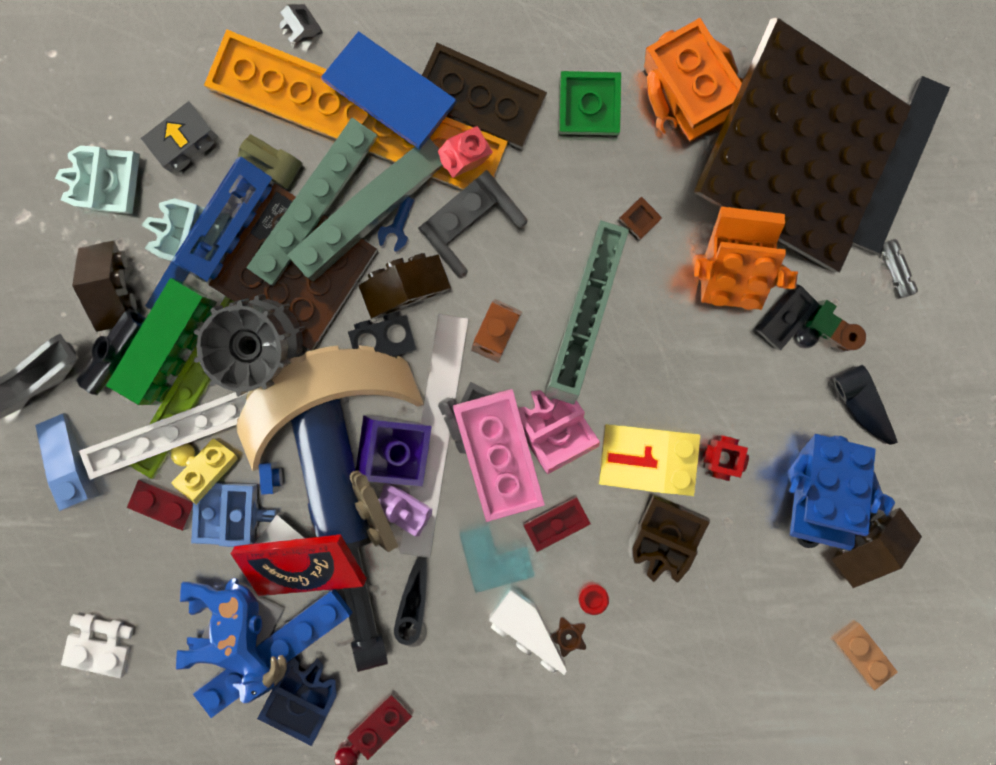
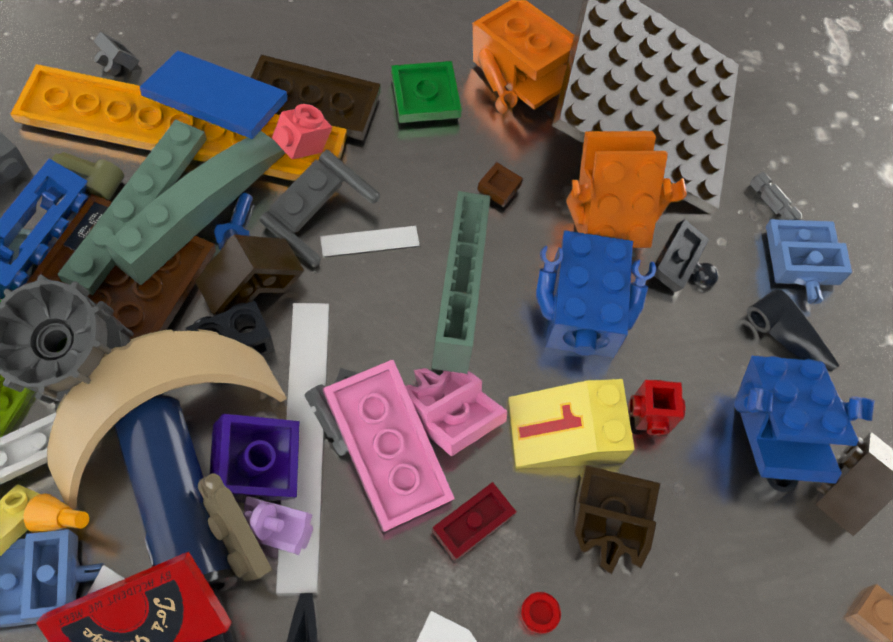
camera: 20 degrees left, 25 degrees down
(238, 472) = (50, 514): none -> light orange cone
(270, 477) = (99, 521): blue plate -> none
(490, 566) = (401, 587): clear light blue brick -> none
(496, 330) = (365, 301): dark orange torso -> none
(513, 256) = (369, 241): none -> white sticker
(693, 347) = (591, 293): none -> blue torso
(834, 329) = (734, 261): leg -> none
(891, 188) = (744, 118): black tile -> none
(907, 332) = (807, 255): none -> medium blue plate

